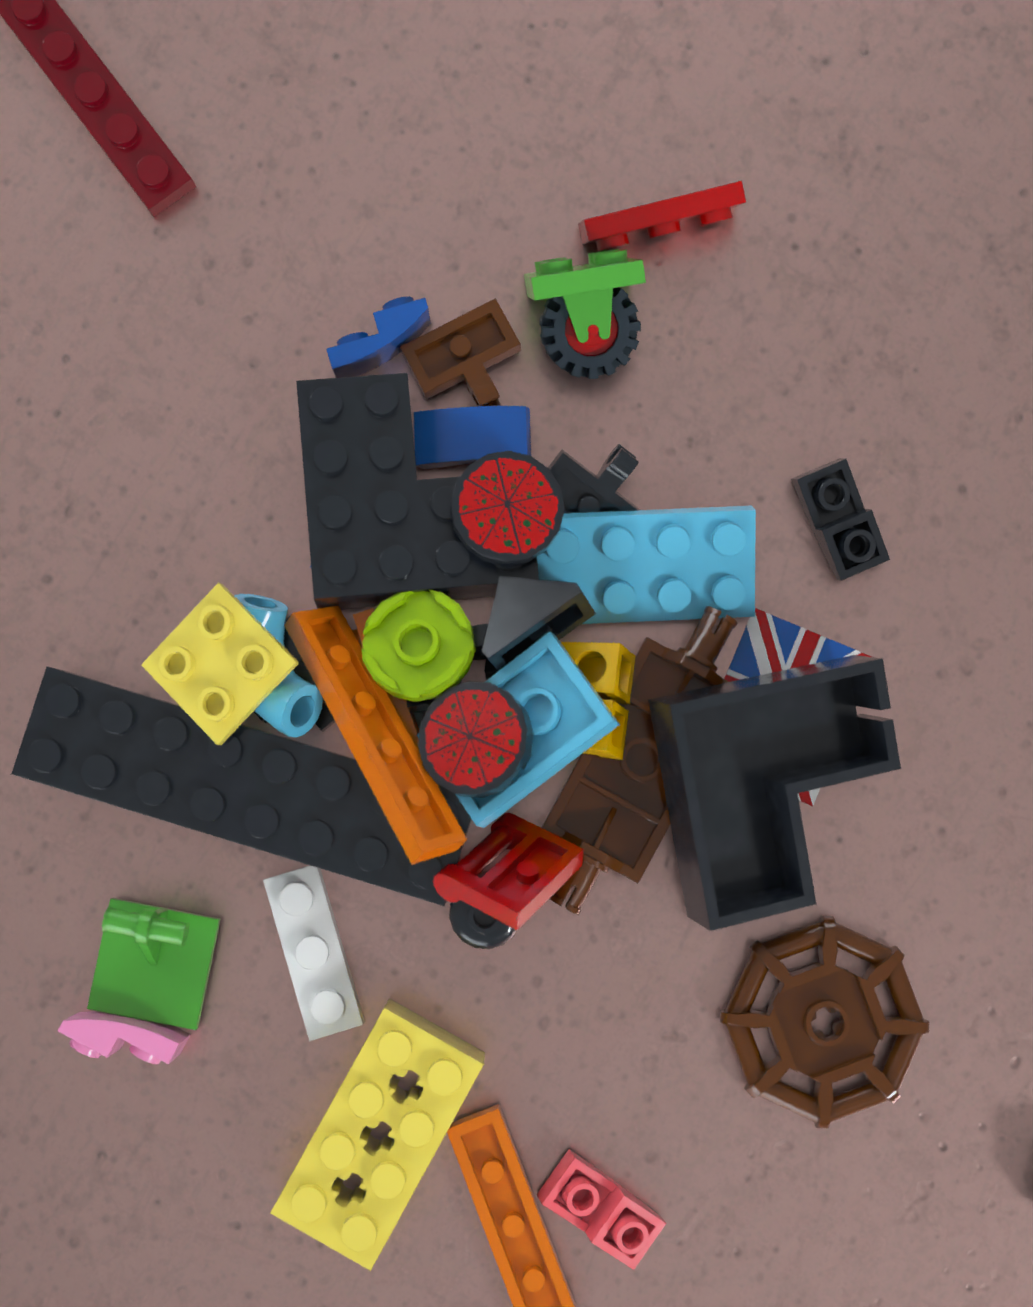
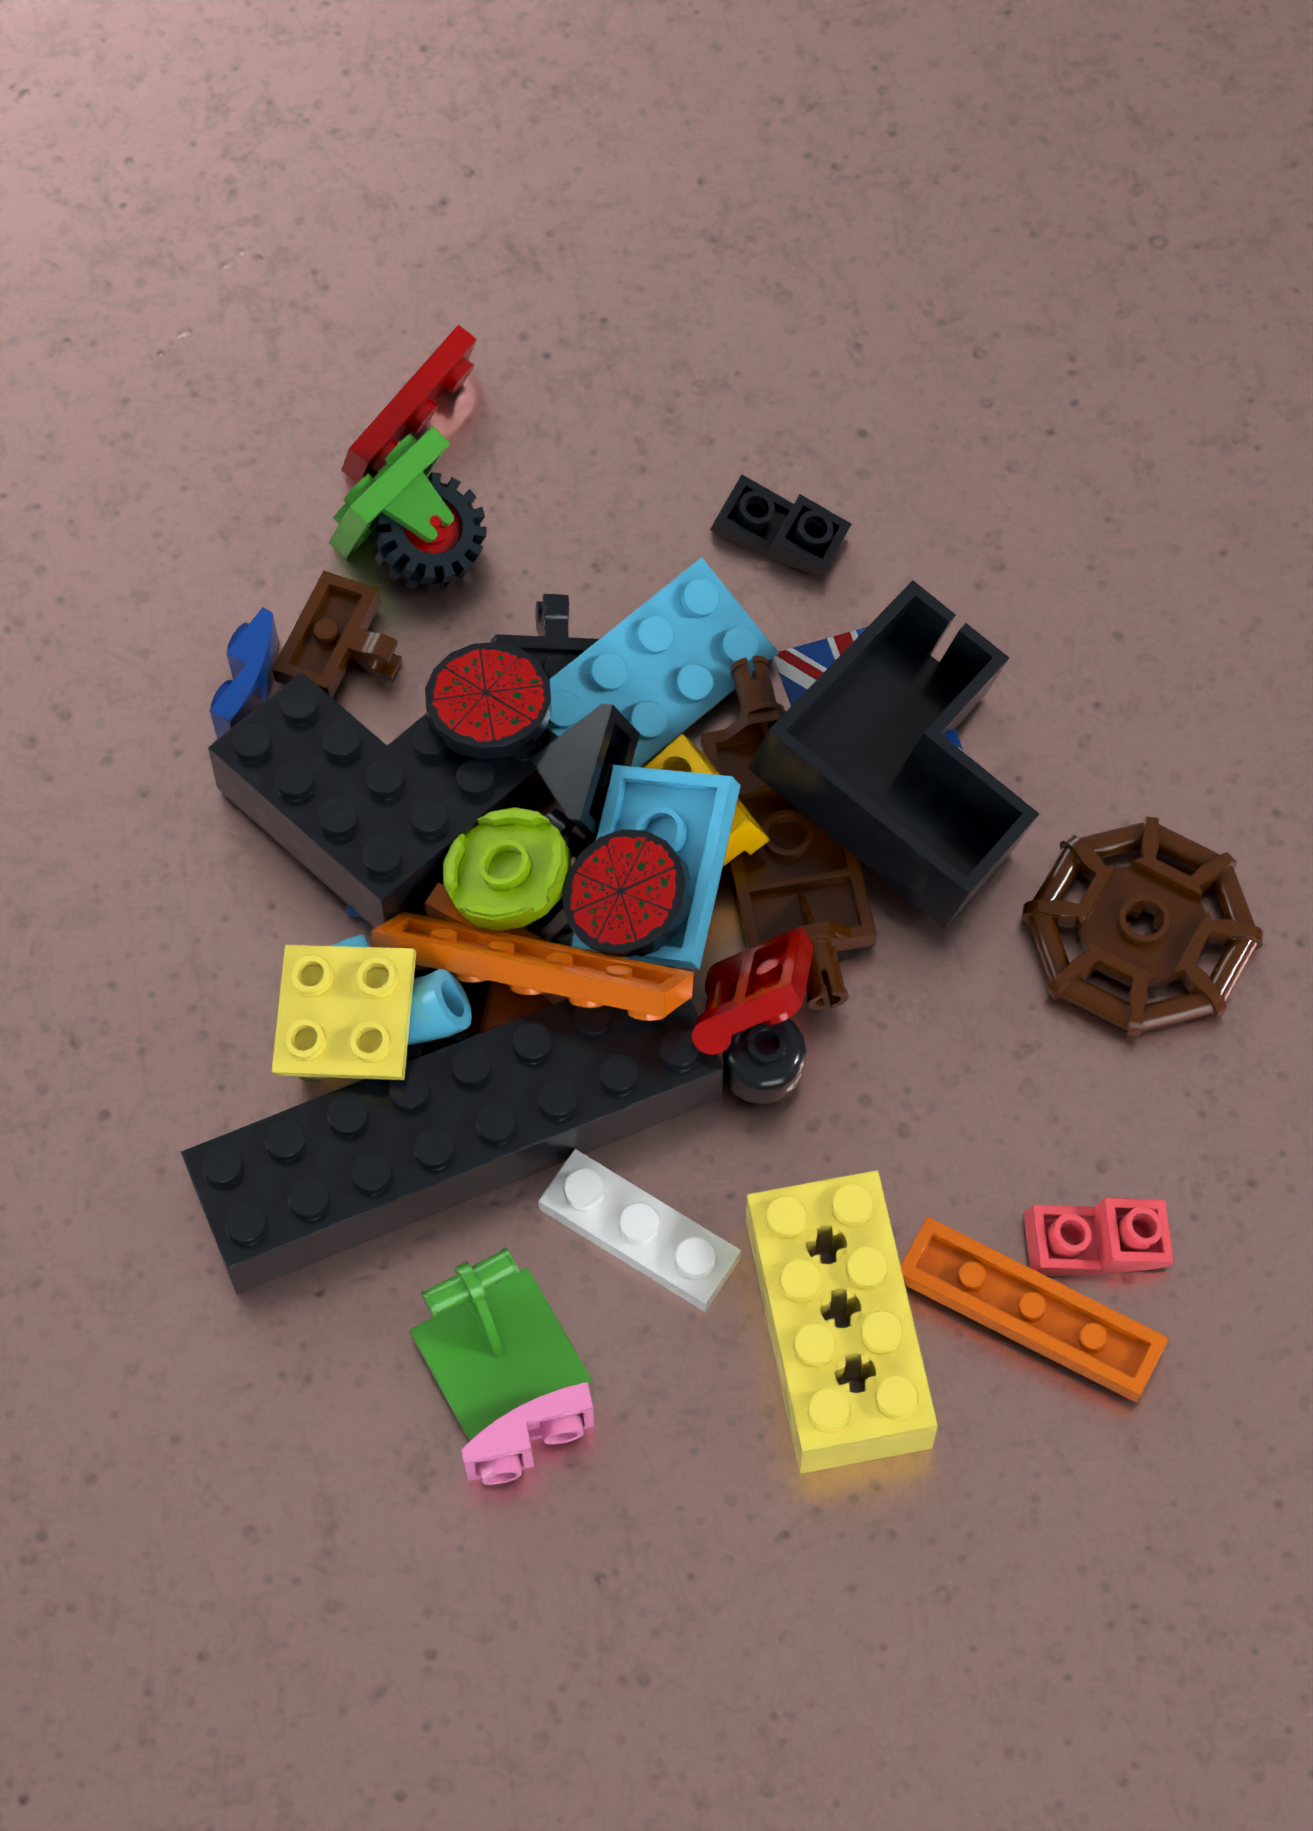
camera: 35 degrees left, 20 degrees down
(469, 433) = (396, 691): blue slope -> none

